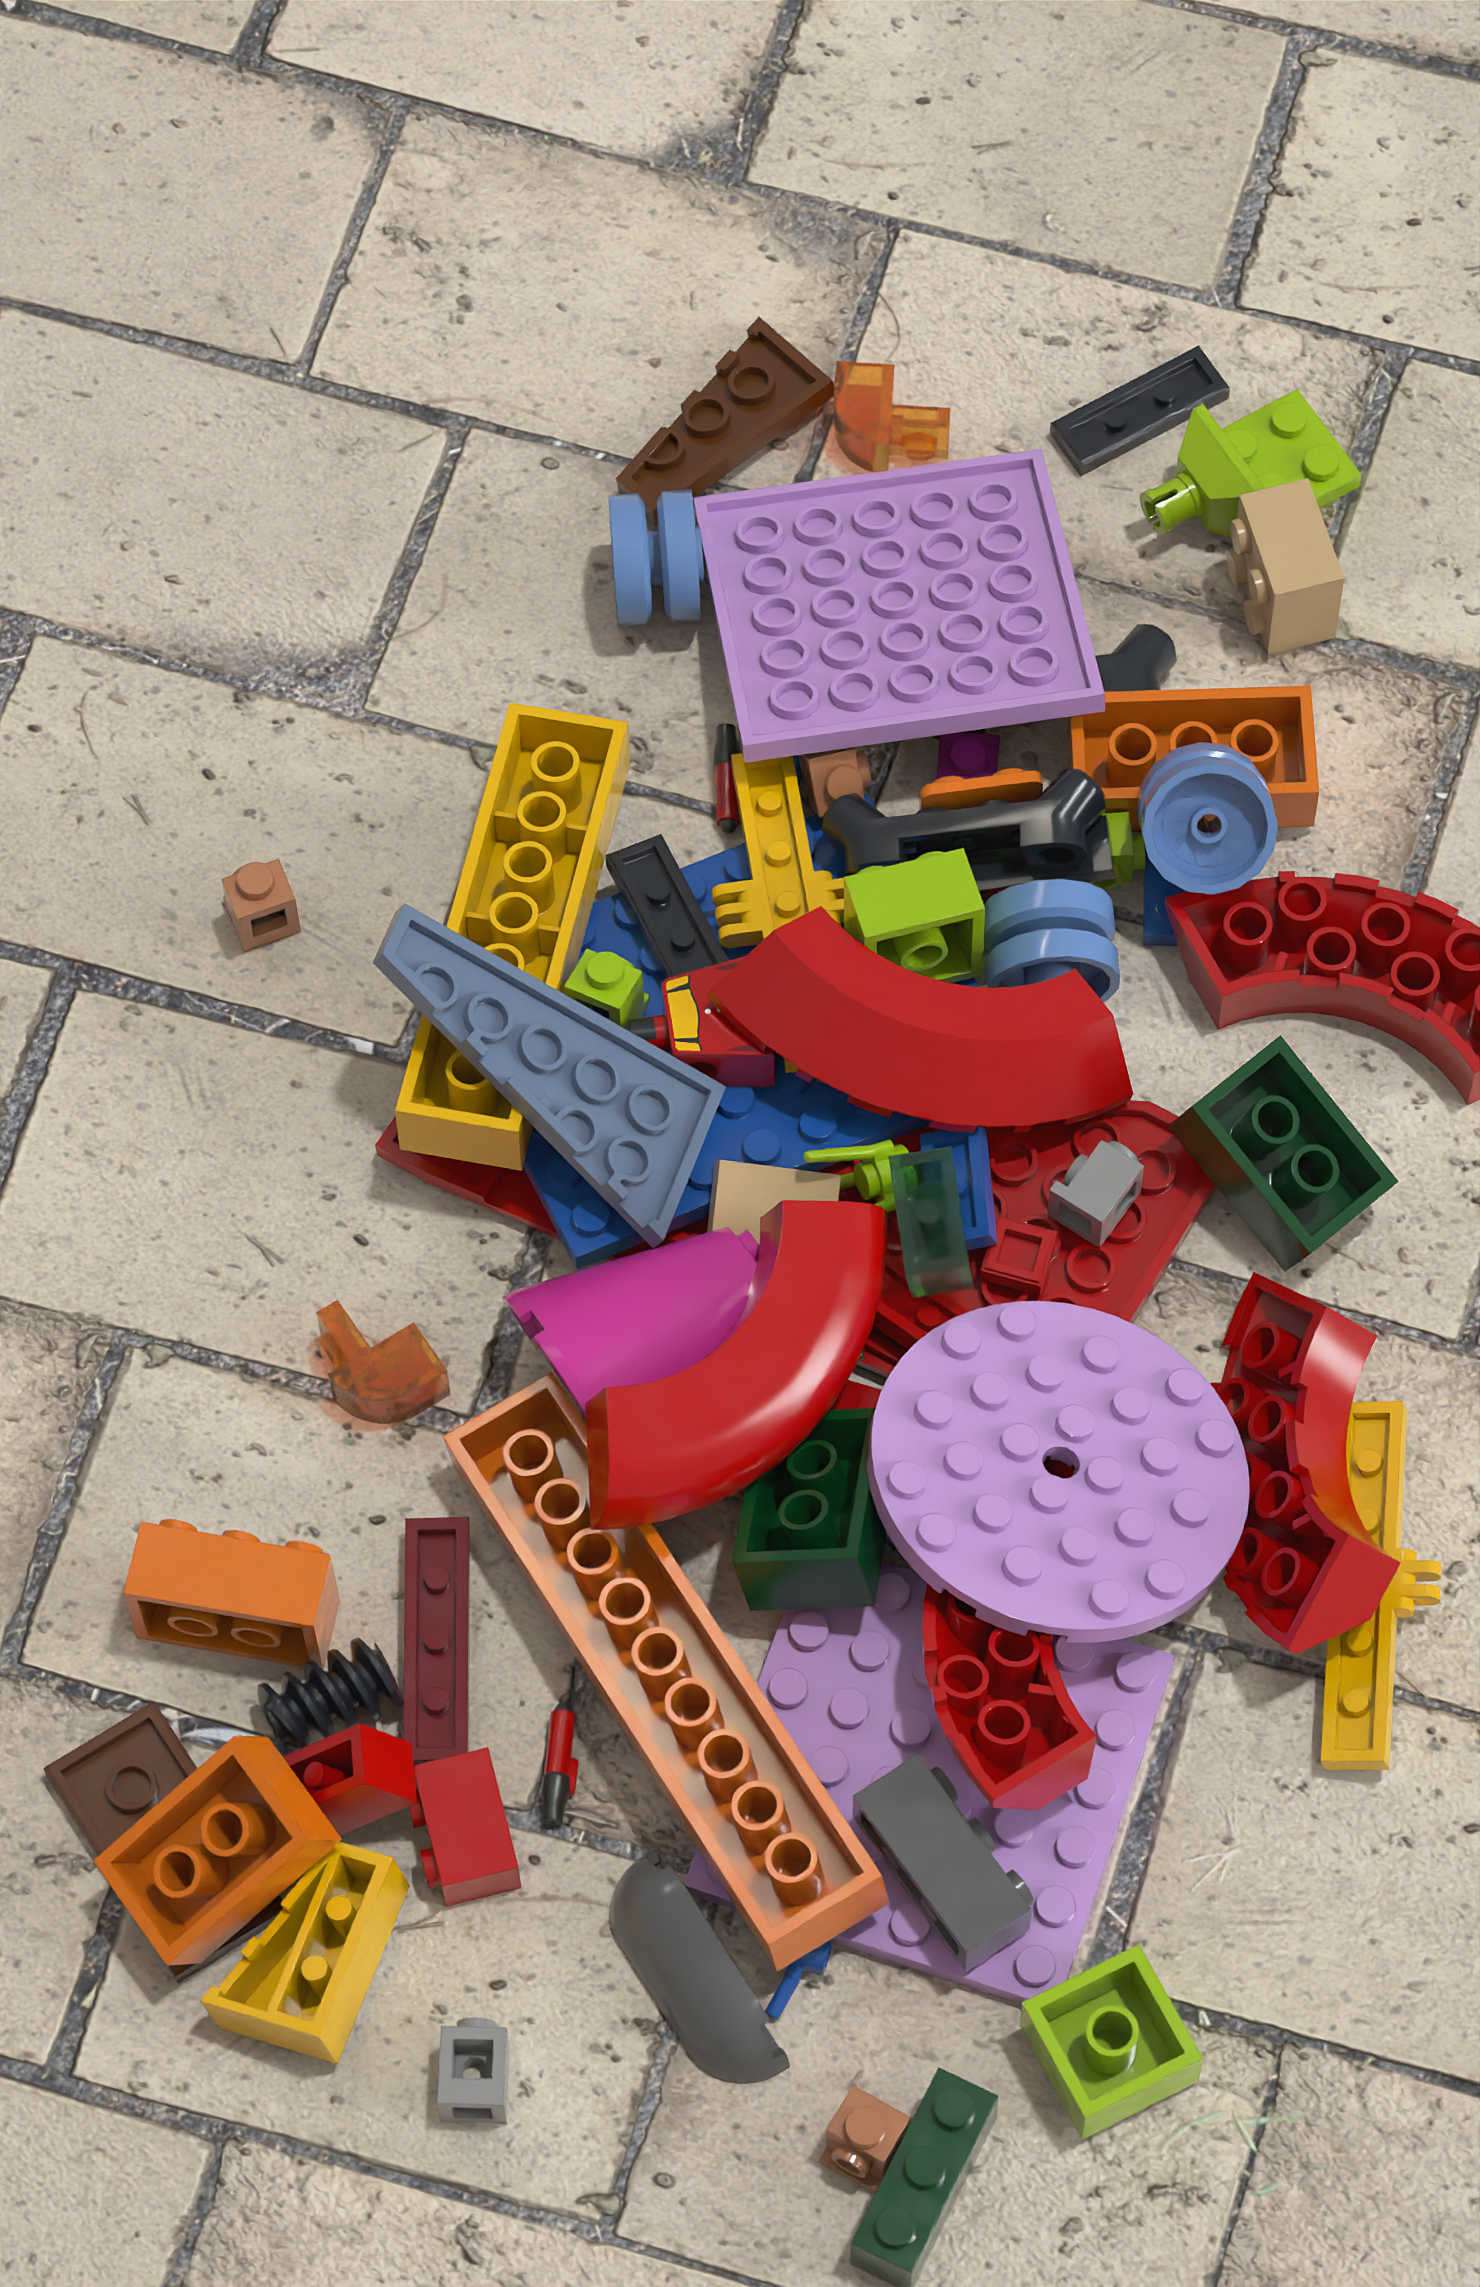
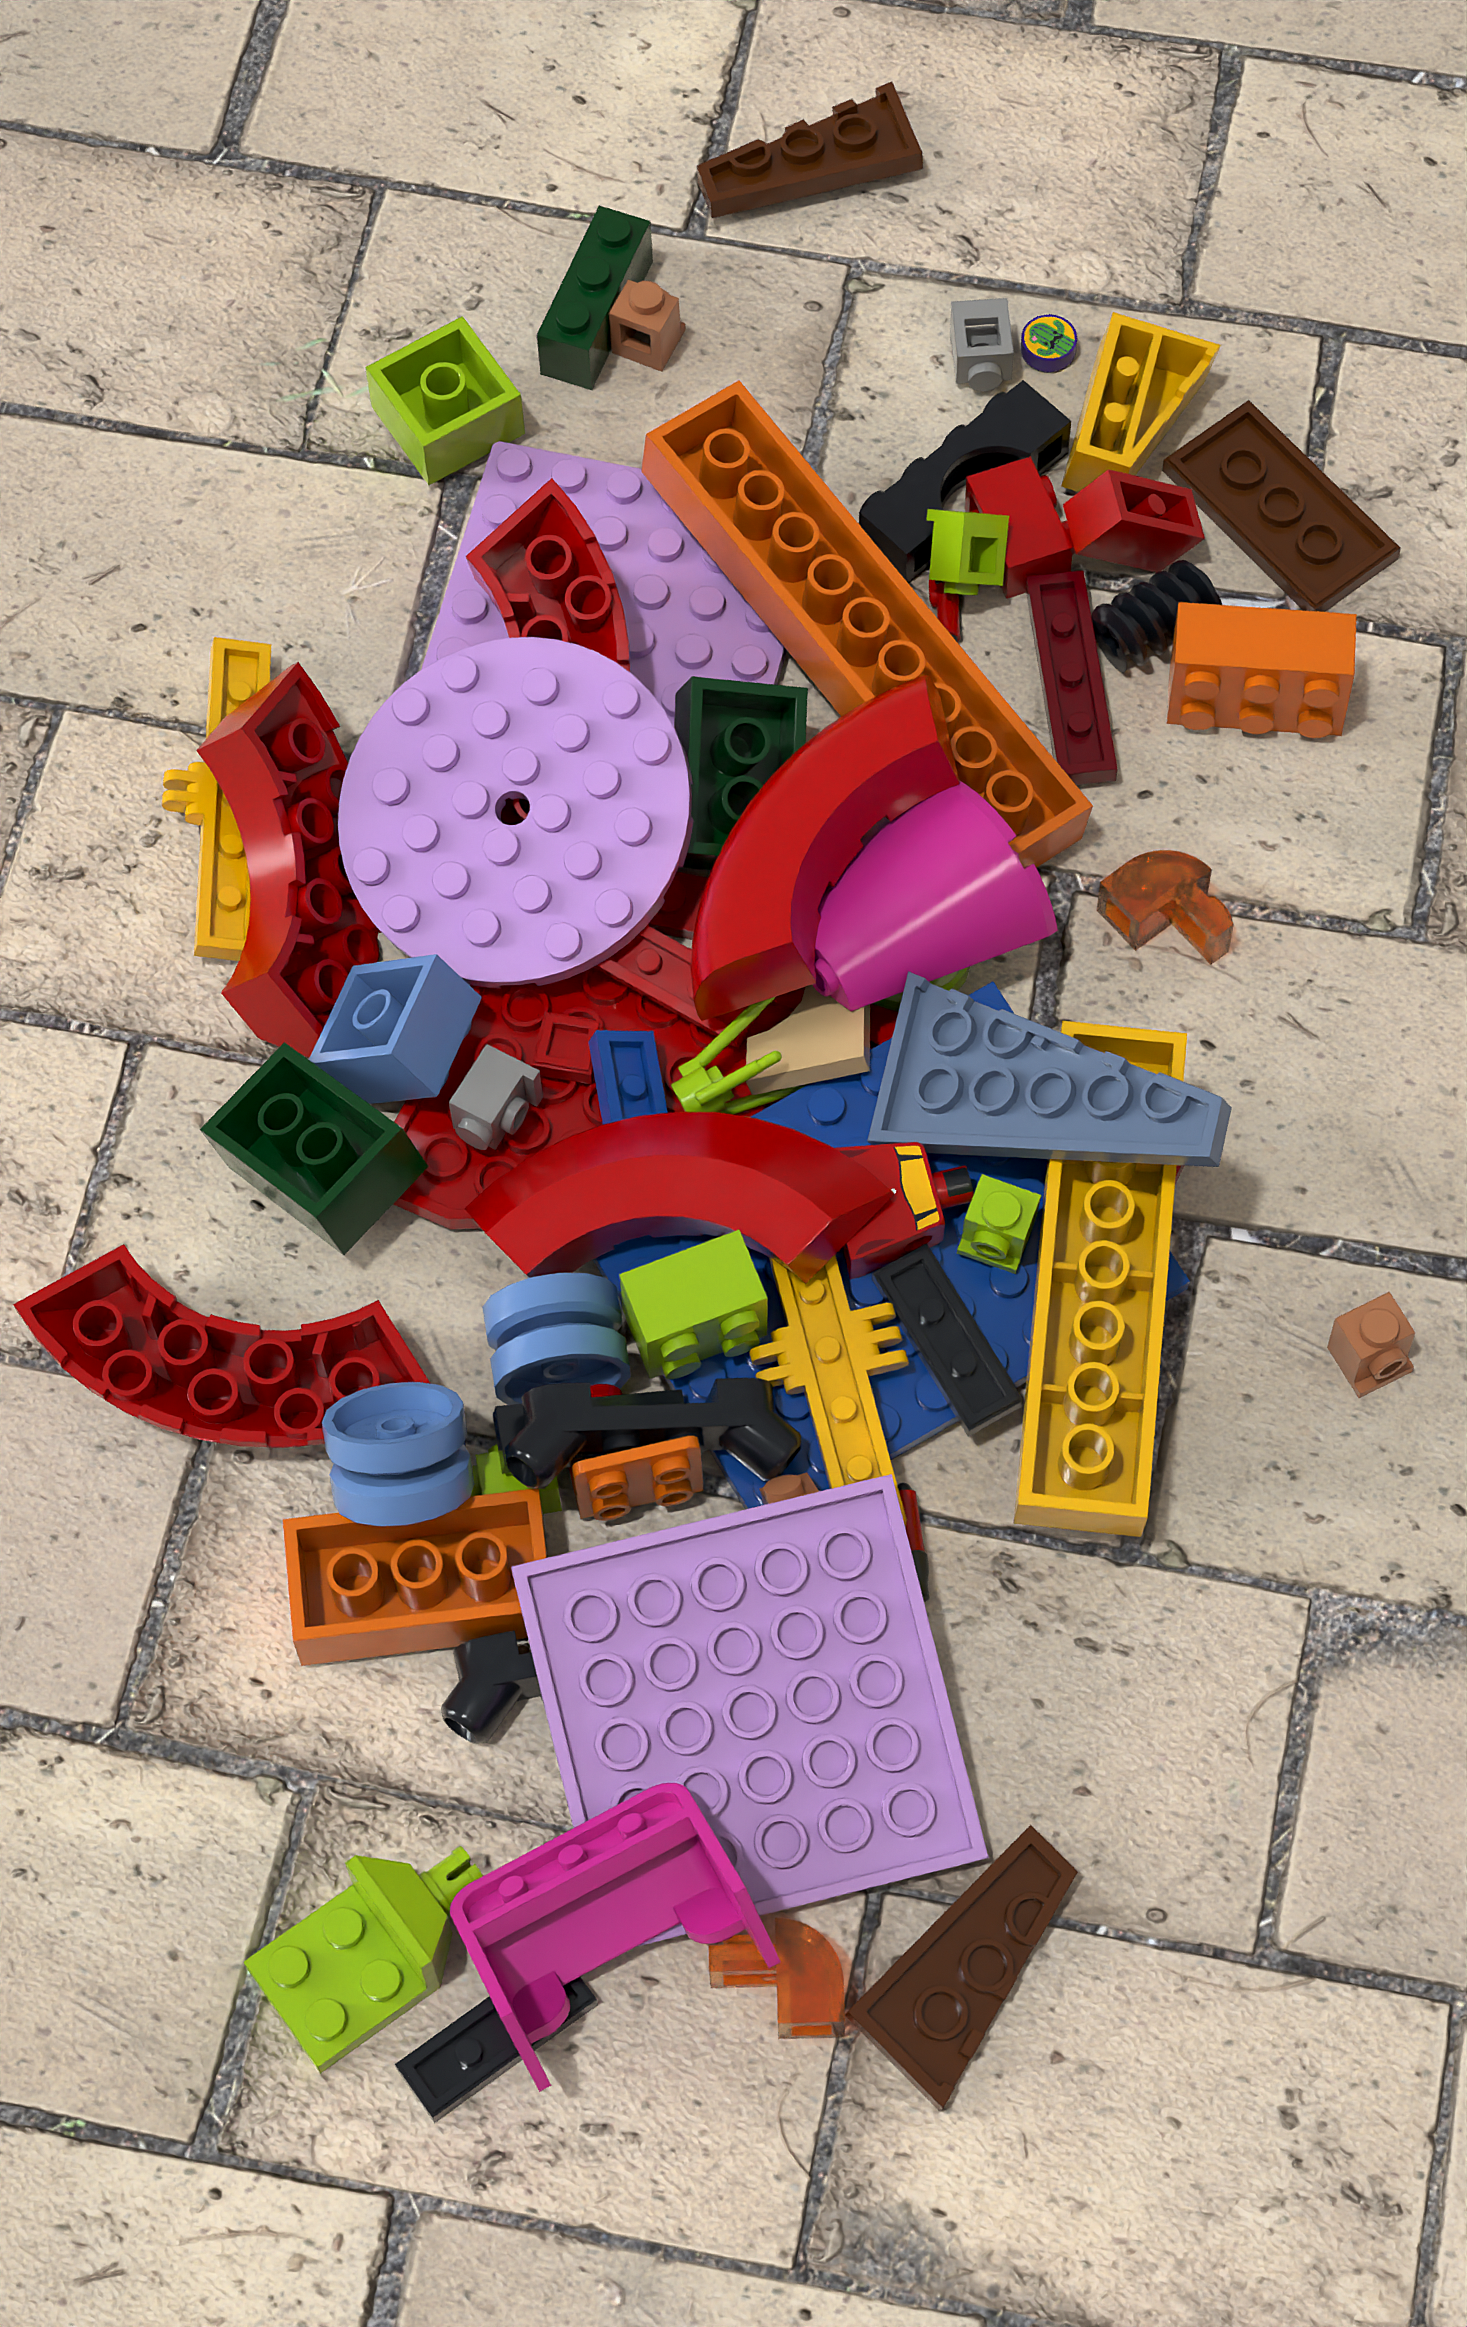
camera: 175 degrees right, 0 degrees up
(217, 1850) = (1227, 434): orange brick -> none
(393, 2085) = (1048, 343): none -> tile
(457, 1942) = (1006, 431): none -> black arch
(530, 1773) = (967, 550): none -> lime brick
(656, 557) = (1028, 1745): medium blue wheel -> none
(692, 1975) = (814, 436): dark grey brick -> none
(931, 1222) = (651, 1008): clear green brick -> none
(944, 1861) = (628, 525): dark grey brick -> none
(1112, 452) = (595, 1899): none -> dark pink windscreen
(1196, 1268) = (396, 1028): none -> medium blue brick
(1285, 567) = (319, 1794): tan brick -> none

